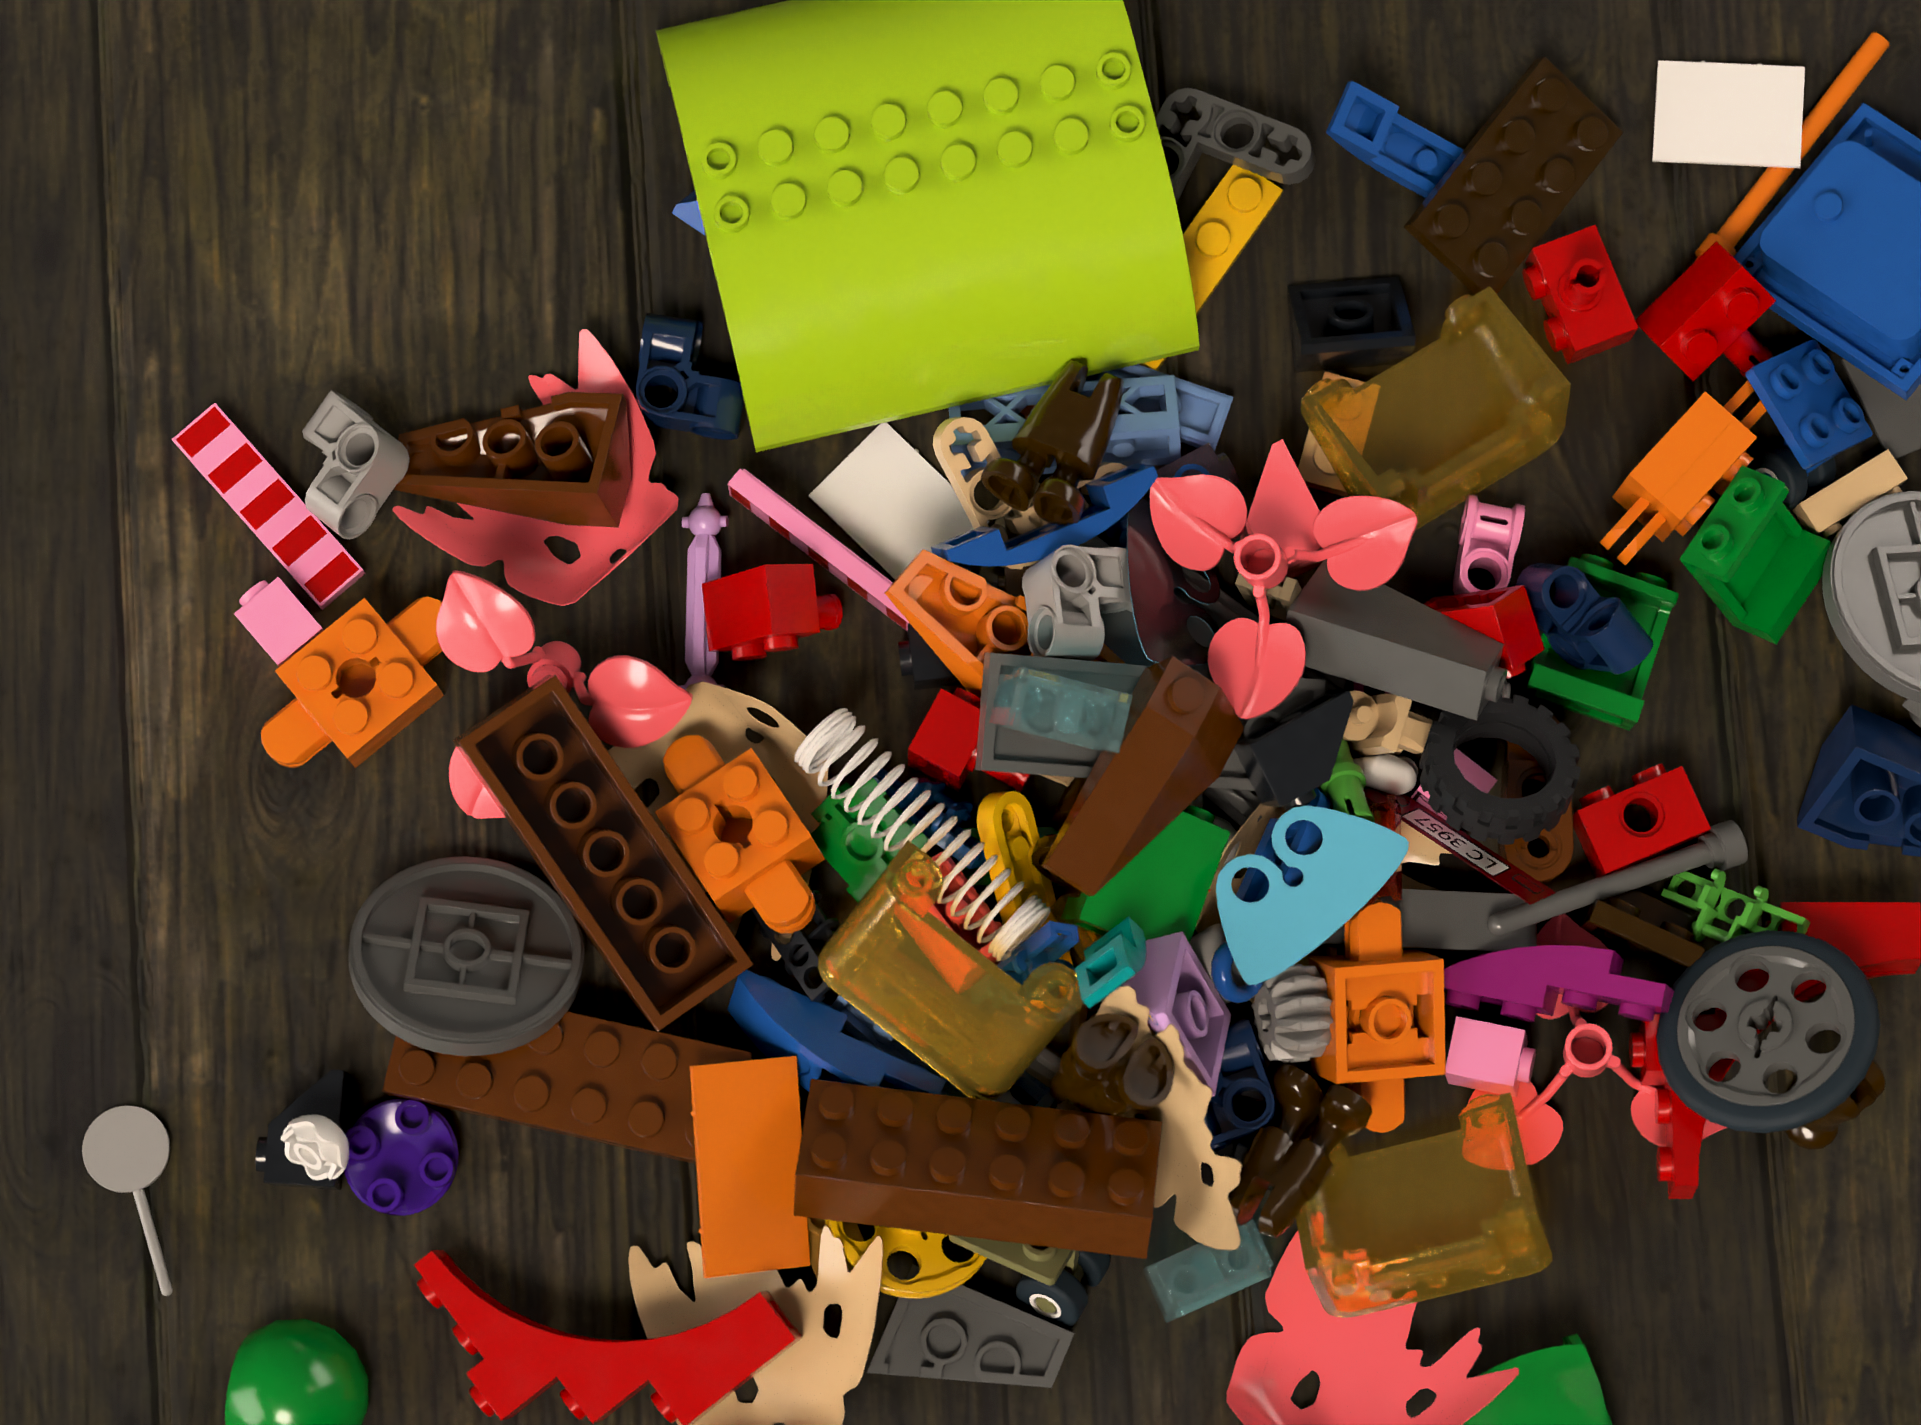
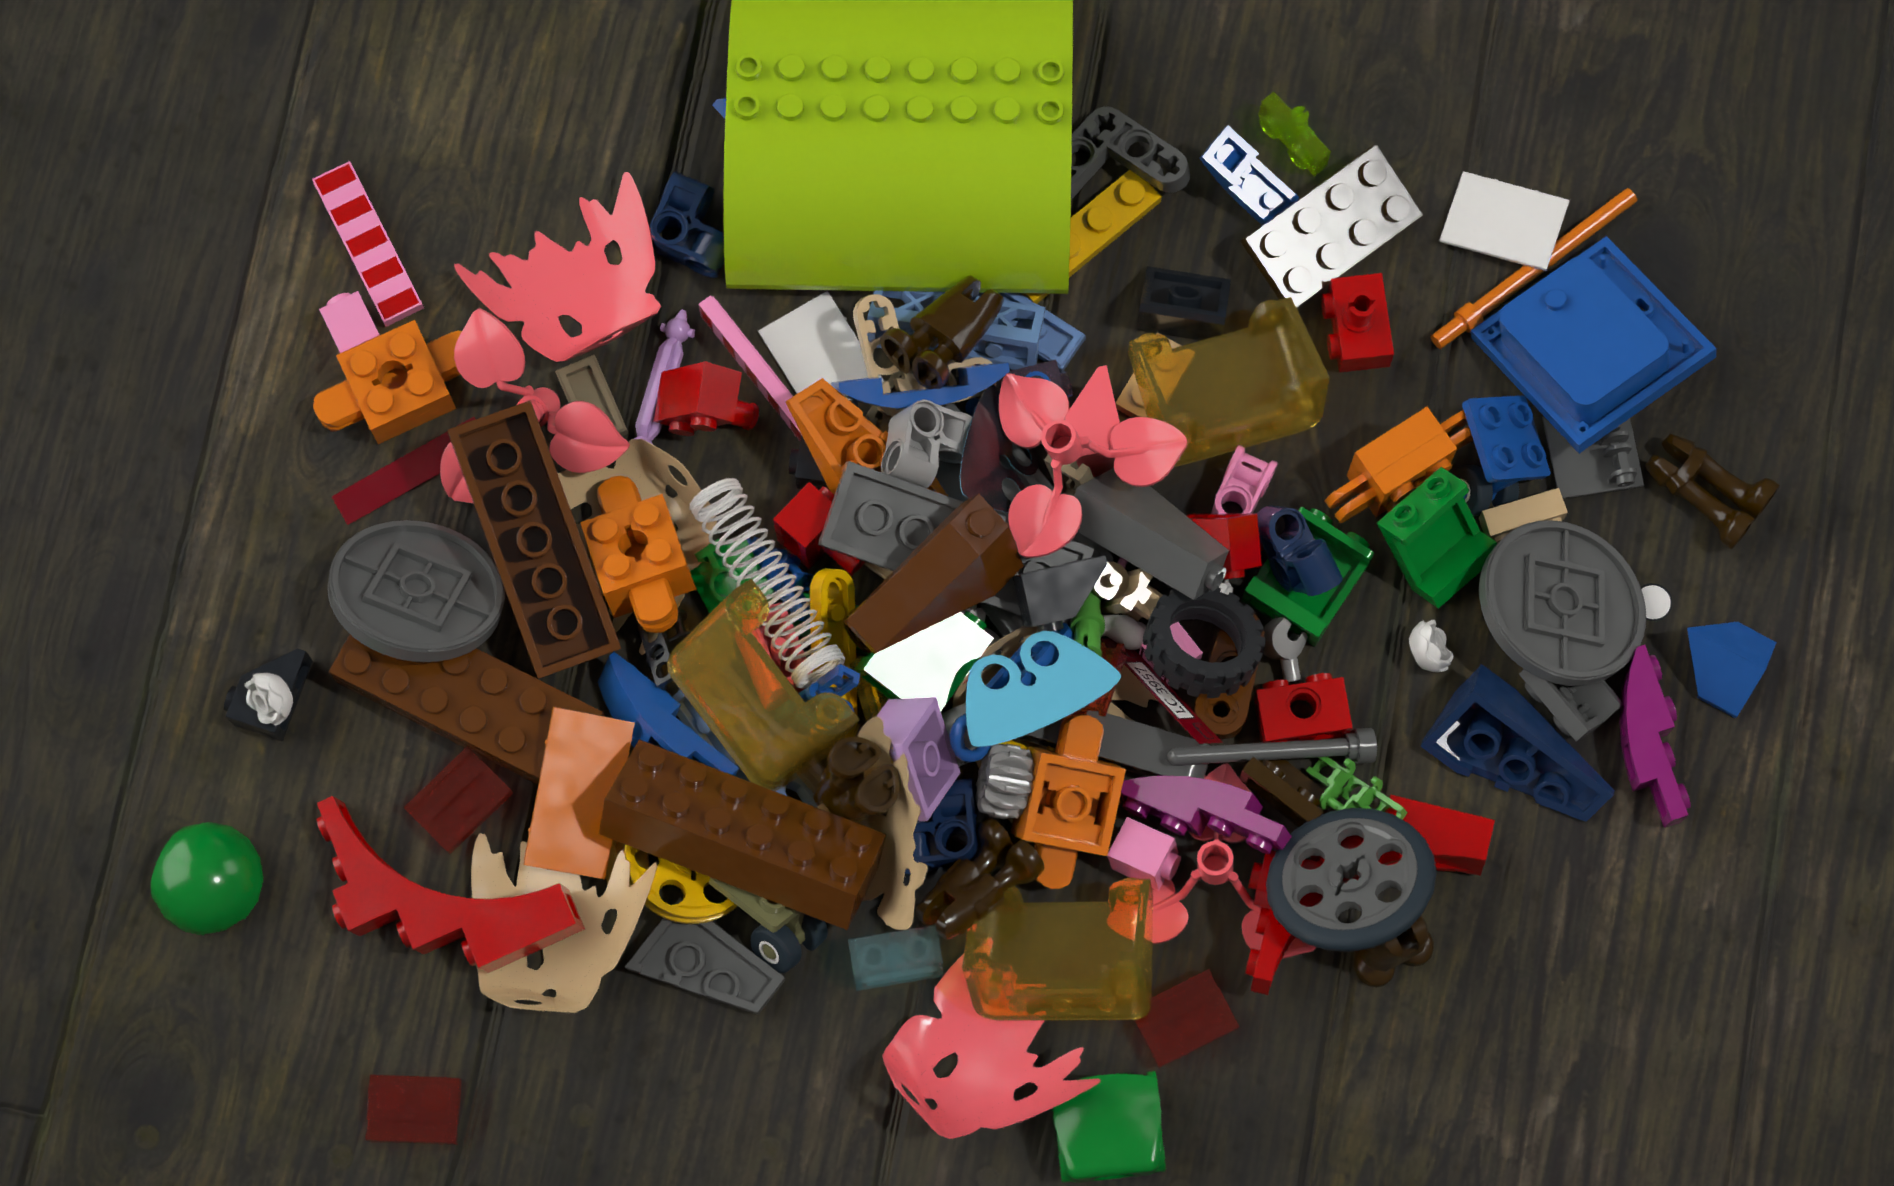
camera: 20 degrees right, 5 degrees down
(125, 1154) = (137, 676): light grey piece -> none
(359, 466) = (436, 231): light grey piece -> none
(396, 801) = (392, 479): none -> dark red sticker
(401, 1157) = (331, 727): dark purple dish -> none
(538, 463) = (573, 260): reddish brown wedge -> none
(592, 1210) = (458, 800): none -> clear red plate
(611, 630) = (587, 383): none -> dark tan tile
(1061, 709) = (887, 511): clear light blue window -> none
(1111, 961) = (875, 703): teal slope -> none
(1433, 64) = (1293, 131): none -> clear neon green plate
(1595, 741) = (1282, 648): none -> light grey piece
(1595, 1253) = (1186, 1019): none -> clear red plate
(1709, 315) = (1448, 357): red brick -> none
(1776, 696) = (1429, 647): none -> white plate

